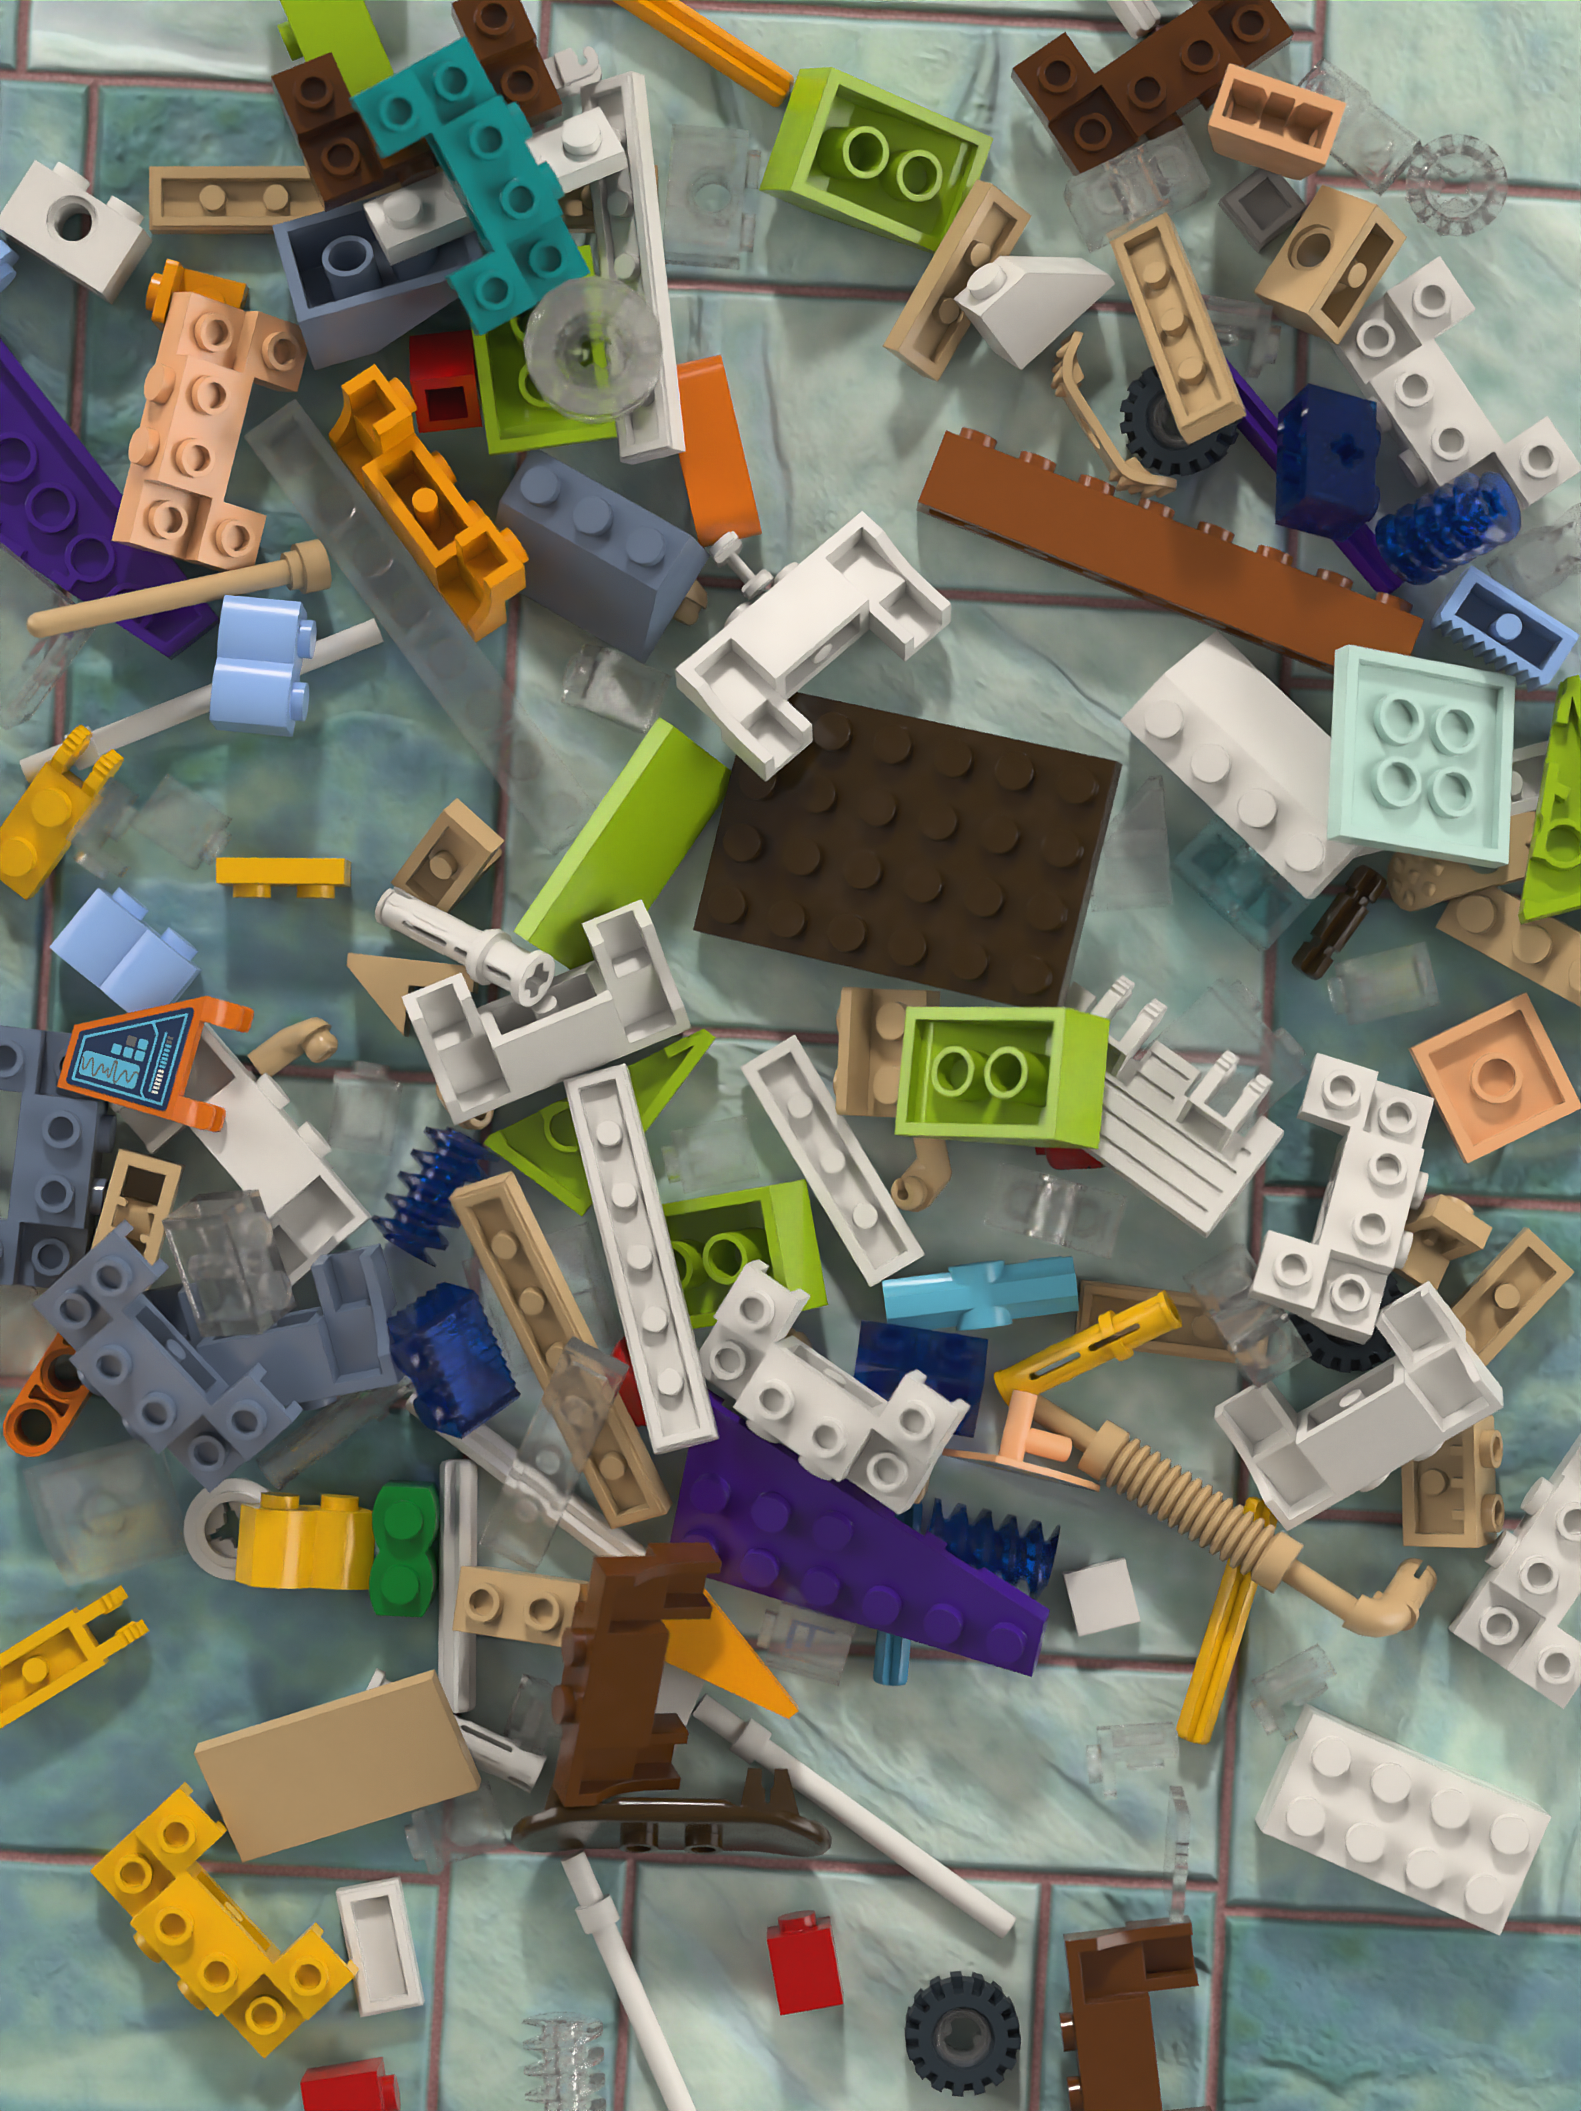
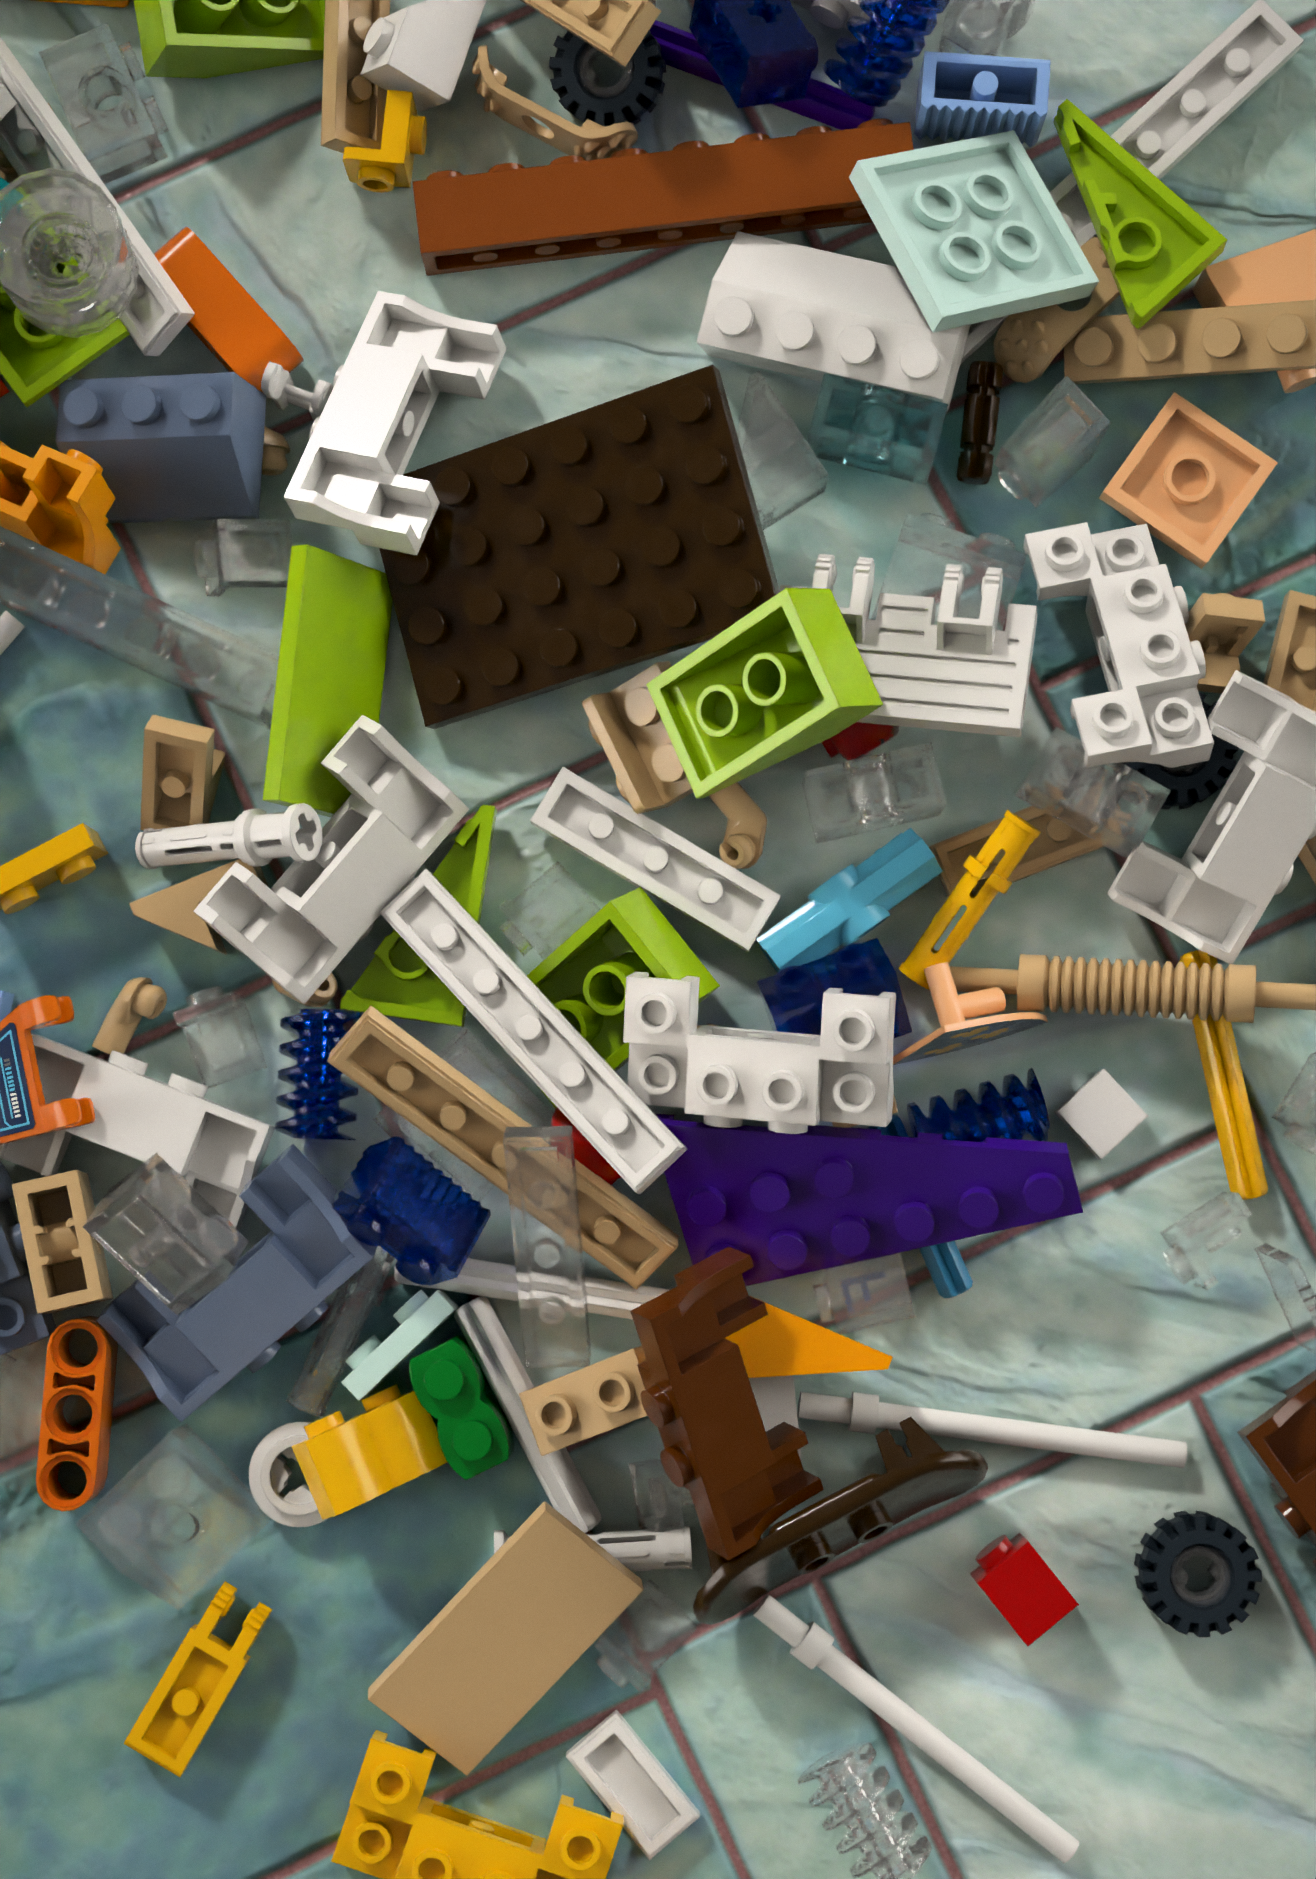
camera: 25 degrees left, 5 degrees down
(152, 1371) = (142, 1367): sand blue bracket -> none
(352, 1468) = (378, 1359): none -> light aqua plate
(961, 376) = (402, 137): none -> yellow bracket

